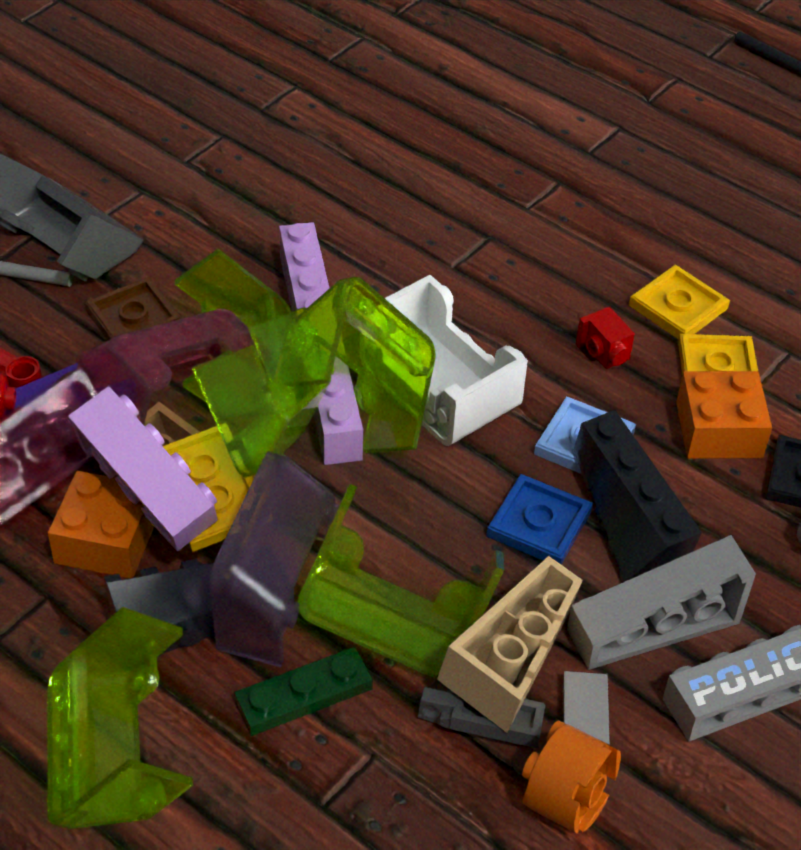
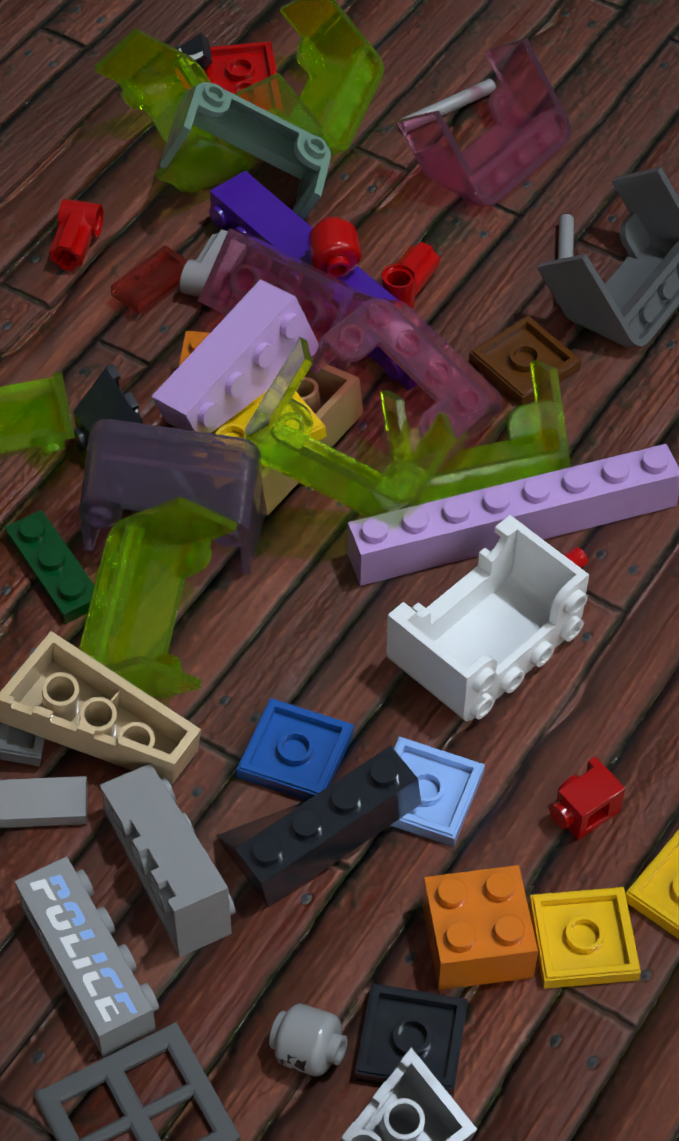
camera: 85 degrees right, 5 degrees up
(377, 343) = (447, 561): clear neon green windscreen -> none

